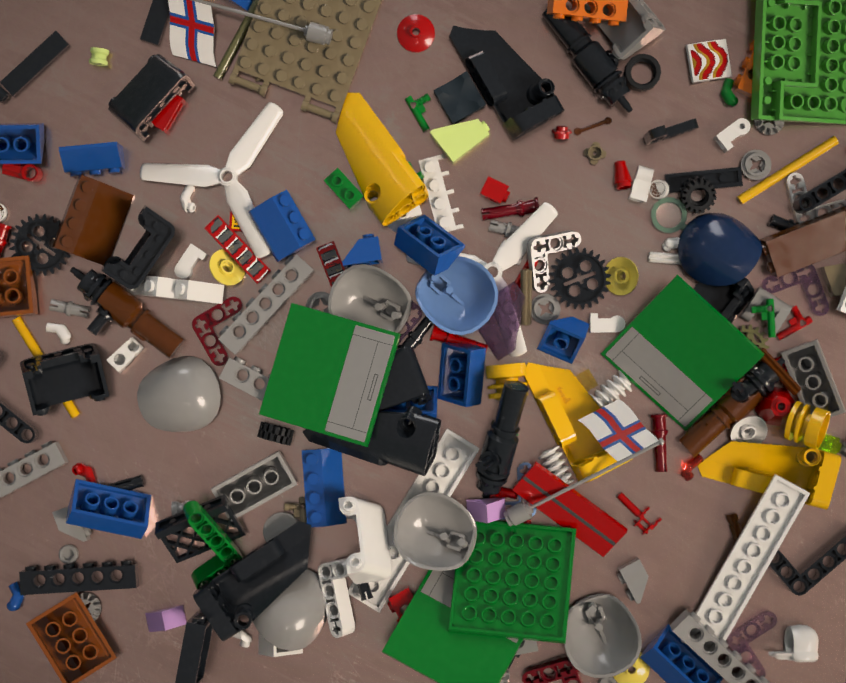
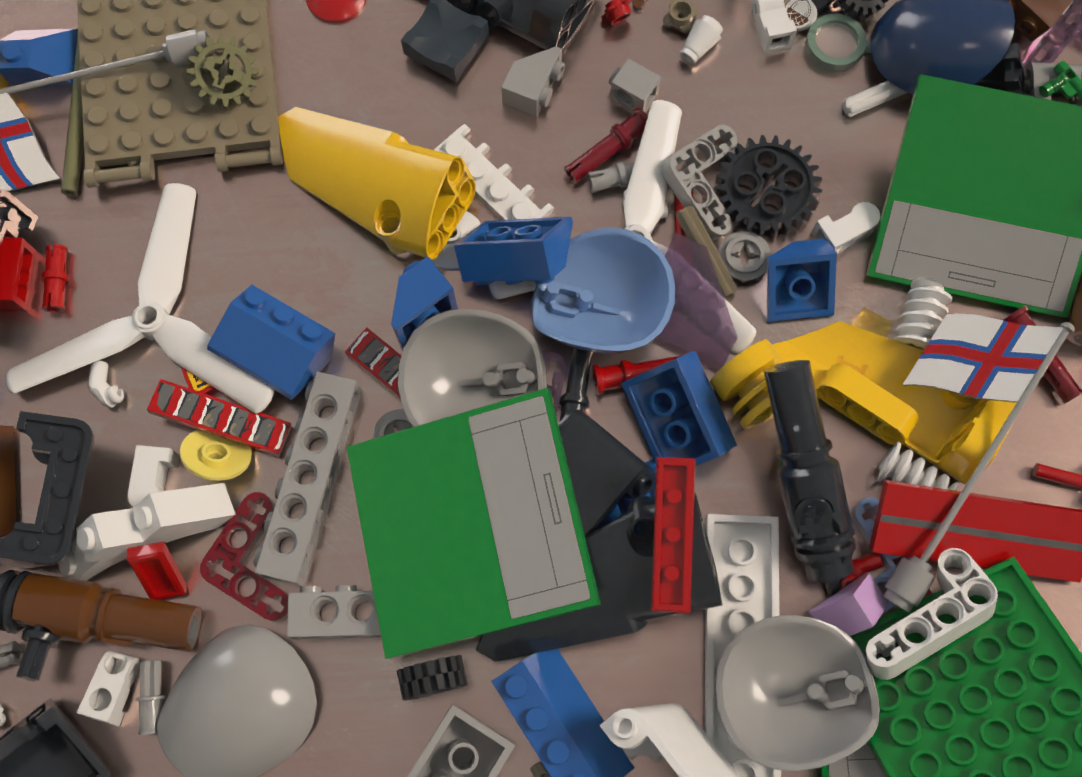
camera: 25 degrees left, 15 degrees down
(141, 370) = (150, 696): none -> light grey axle
(172, 313) = (156, 570): none -> red tile
(188, 125) = (54, 278): none -> red pin
(334, 54) = (208, 64): none -> olive gear
(344, 189) = (342, 243): green brick -> none
(417, 434) = (673, 535): none -> red tile
(419, 109) = (396, 85): green hose -> none
(460, 138) = (473, 90): yellowish green slope -> none
(491, 149) = (531, 81): none -> light grey slope
(495, 191) = (569, 132): red brick -> none
(514, 533) = (925, 621): none -> white beam
(543, 183) = (634, 86): none -> light grey brick
(596, 174) = (701, 38): none -> white cone
(617, 268) = (827, 132): light yellow dish -> none
(622, 177) = (738, 23): red cone -> none
(670, 243) = (864, 74): white arm -> none

